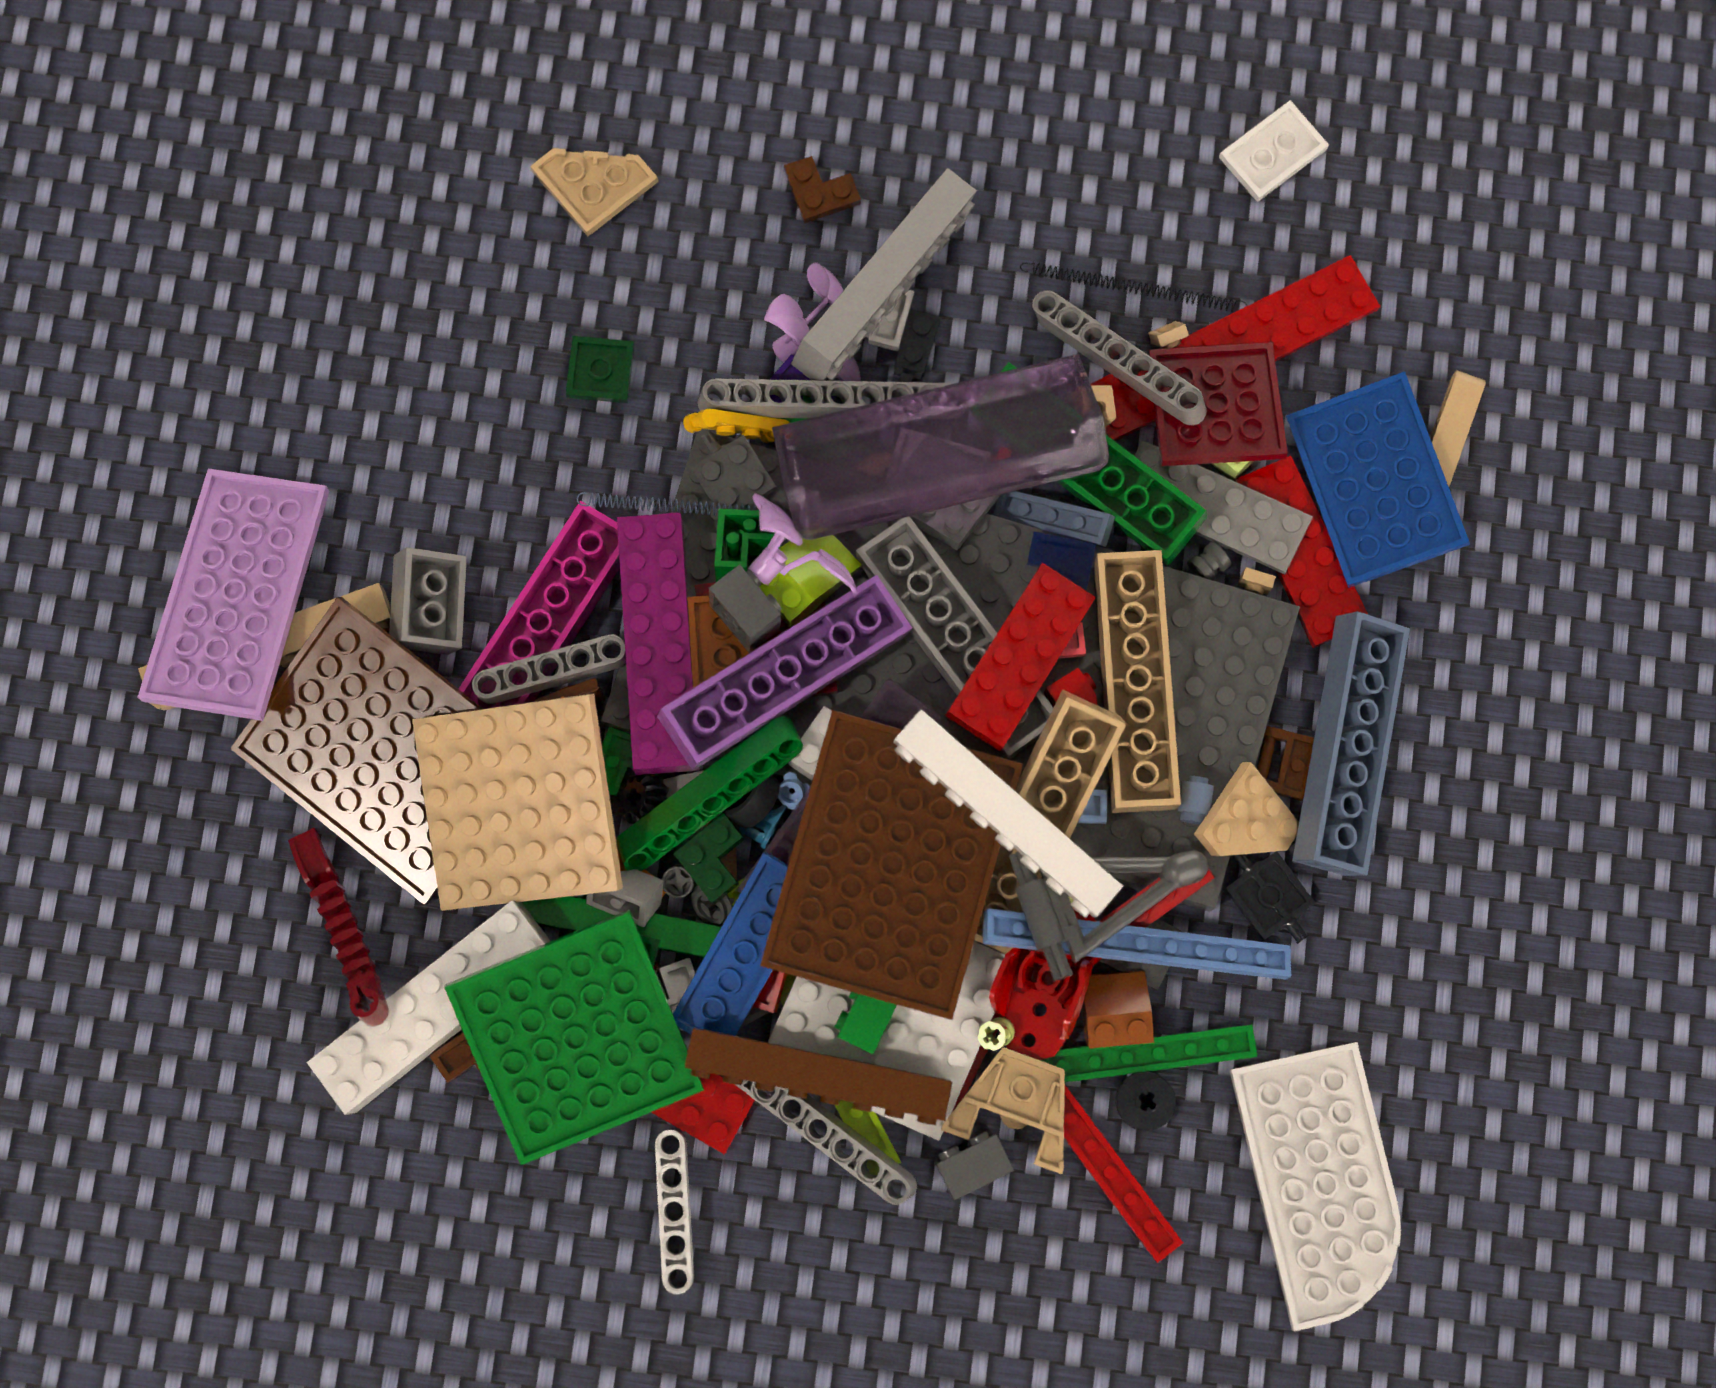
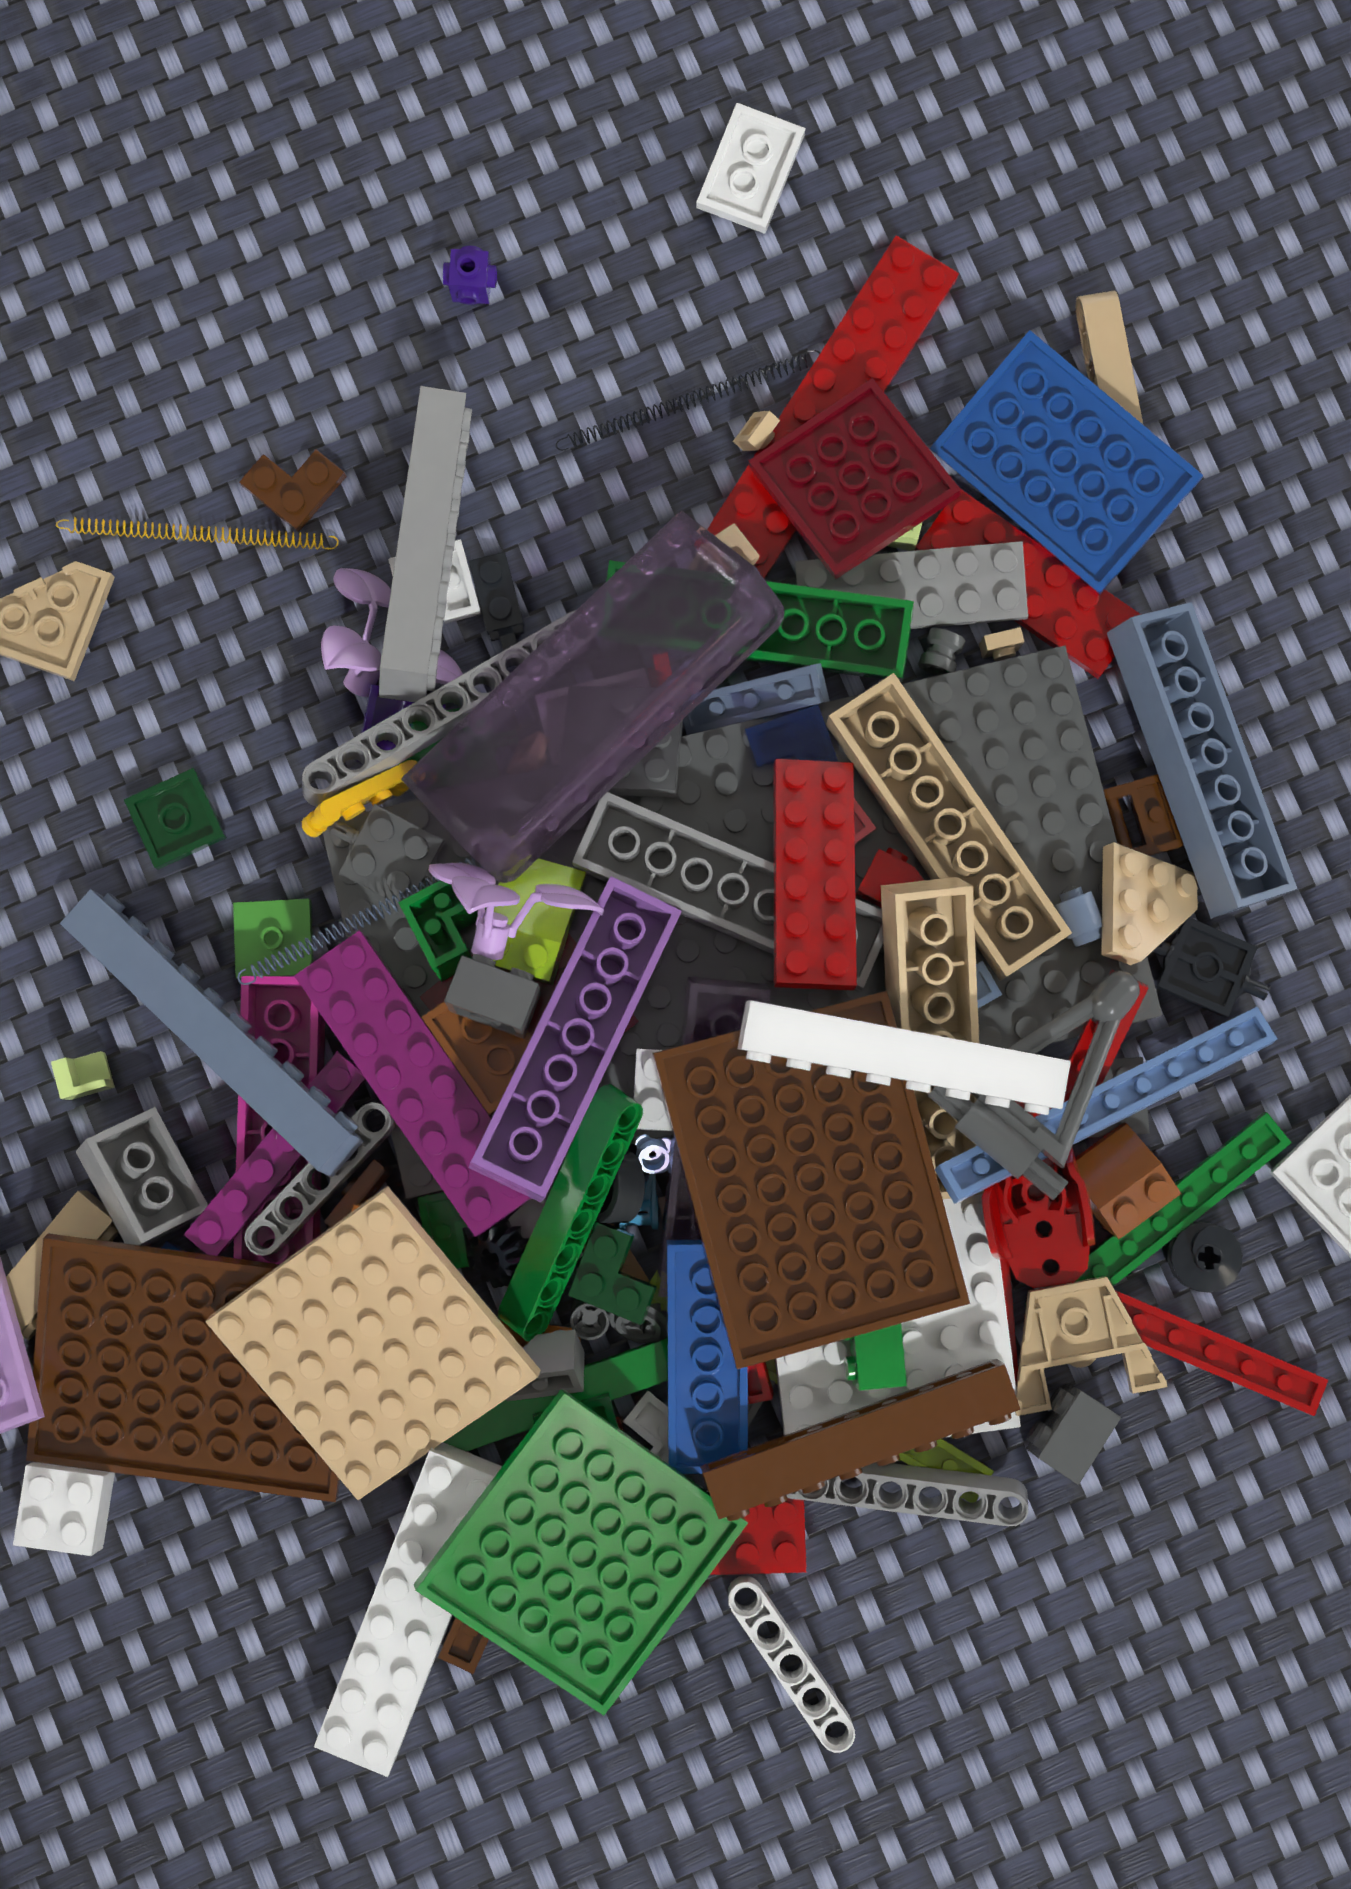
camera: 30 degrees left, 5 degrees up
(236, 796) = (63, 1508): none -> white brick
(342, 924) = (209, 1537): dark red piece -> none
(429, 508) = (82, 1075): none -> yellowish green panel
(529, 636) = (266, 1167): none -> magenta plate
(537, 527) = (213, 1033): none -> sand blue brick
(618, 477) = (269, 927): none -> bright green plate
(730, 185) = (194, 534): none -> yellow piece
(1003, 1039) = (1022, 1290): yellowish green bush -> none
(1029, 114) = (470, 275): none -> dark purple brick
(1124, 368) = (736, 496): light grey beam -> none

